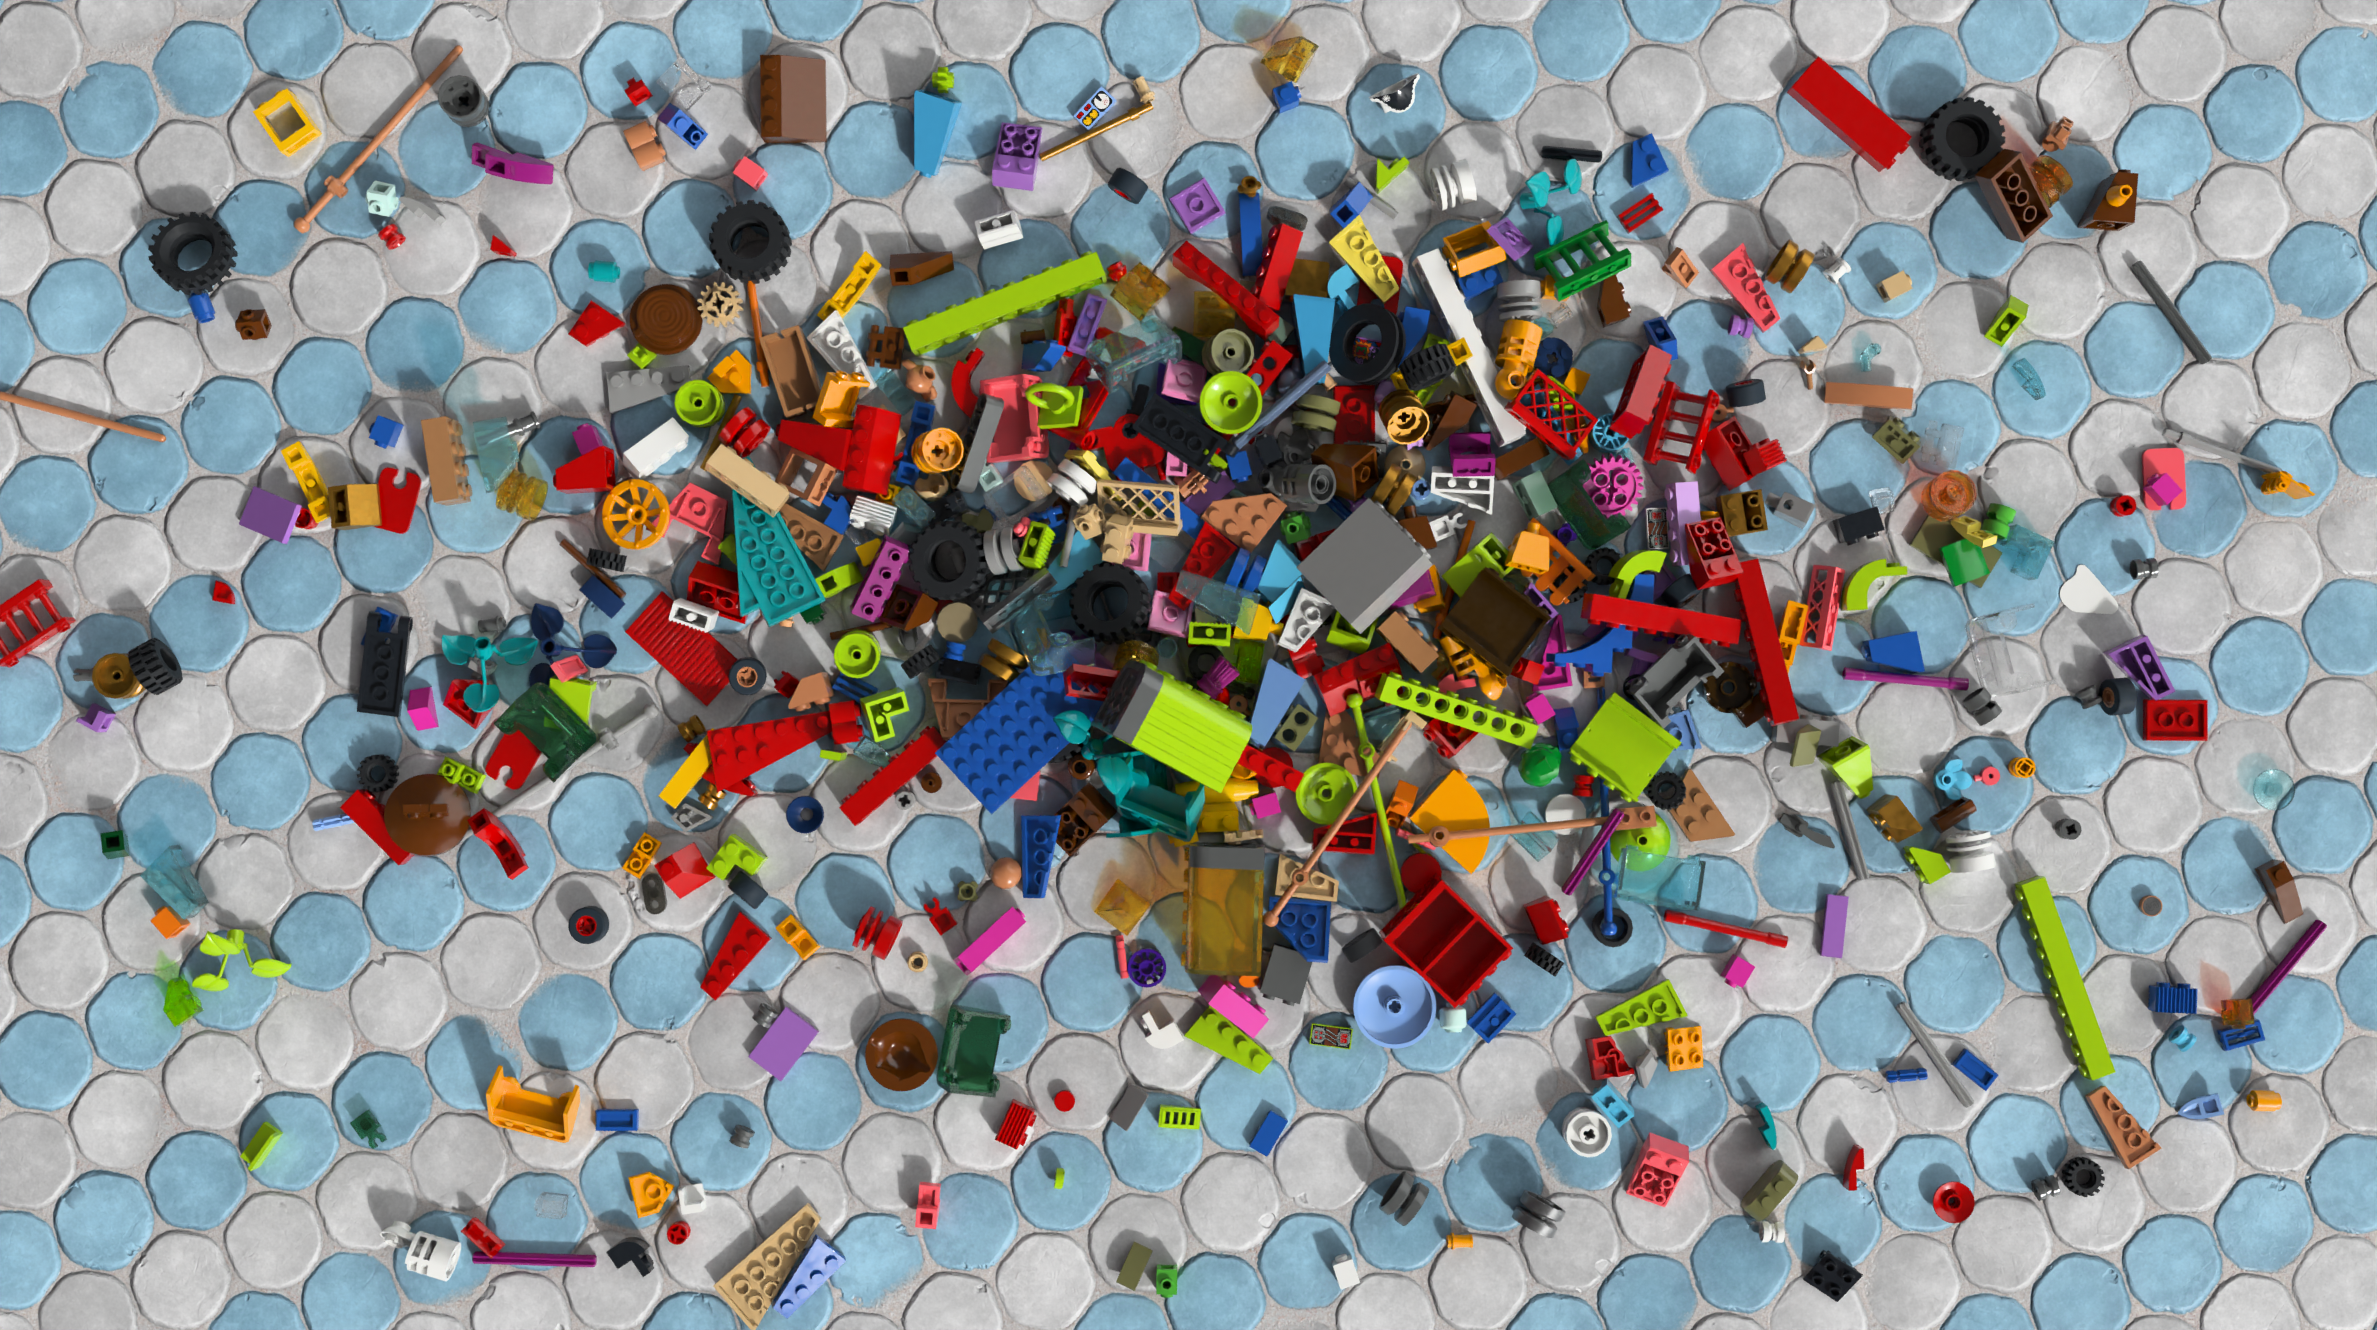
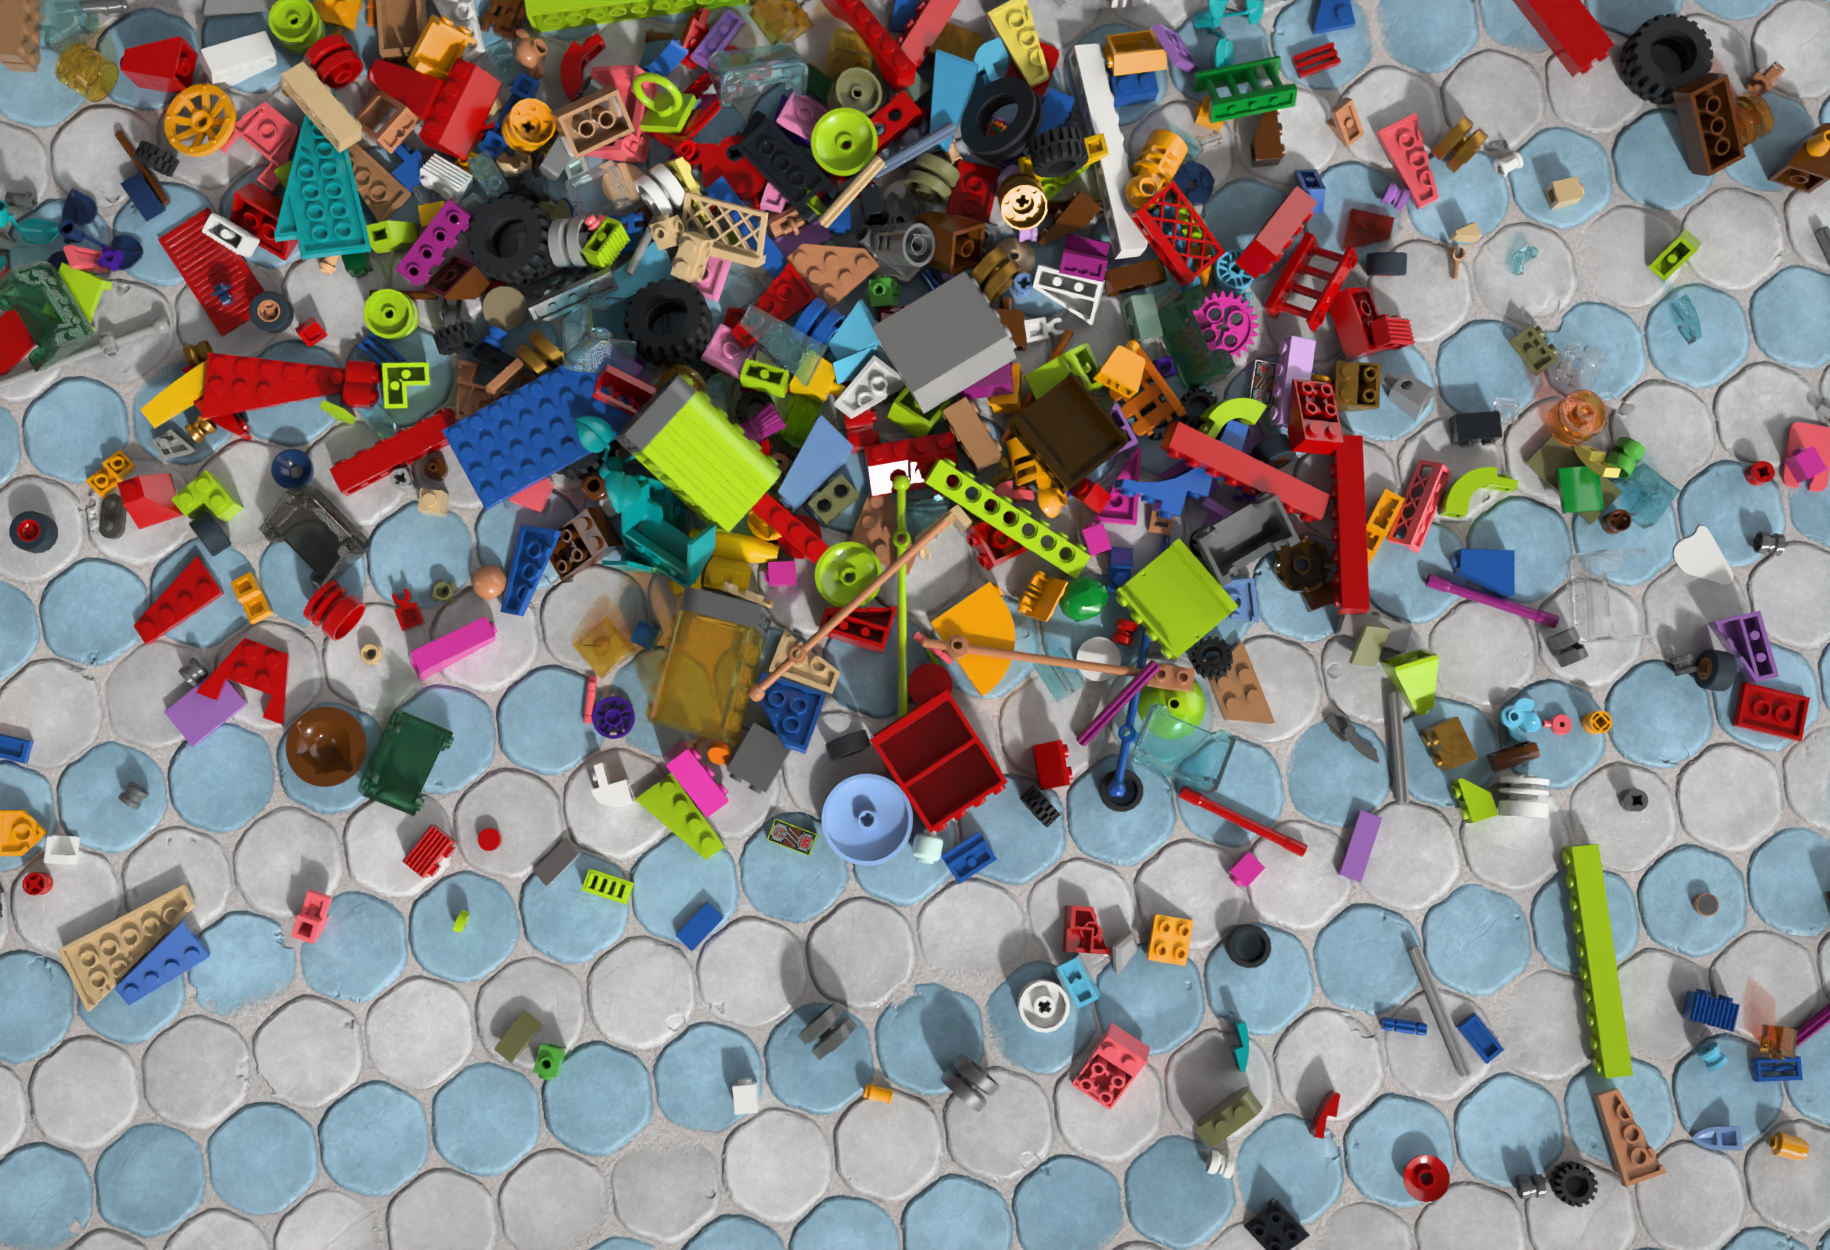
camera: 10 degrees right, 5 degrees down
(587, 438) = (171, 28): dark pink brick -> none
(594, 657) = (115, 263): none -> dark purple plate
(698, 667) = (223, 293): none -> dark blue plate
(812, 690) = (332, 341): nougat slope -> none
(821, 999) = (257, 668): none -> red wing
(842, 867) = (316, 533): none -> clear smoke windscreen
(938, 814) = (433, 502): none -> tan brick
(976, 690) = (504, 379): none -> nougat tile
(997, 437) = (592, 122): none -> medium nougat brick
(1159, 889) = (646, 636): none -> blue brick
(1247, 445) = (851, 191): none -> tan axle
(1400, 803) = (925, 606): orange slope -> none
(1505, 772) = (1044, 596): none -> light orange hinge
(1519, 300) = (1171, 111): light grey wheel -> none
(1576, 380) = (1212, 212): light orange slope -> none
(1646, 1008) = (1139, 886): lime wing -> none
(1720, 362) = (1366, 228): none -> clear red wing
(1723, 411) = (1357, 277): nougat piece -> none
(1764, 1050) = (1265, 942): none -> black tyre
(1869, 395) = (1515, 297): nougat slope -> none
(2005, 578) = (1621, 521): none -> reddish brown wheel

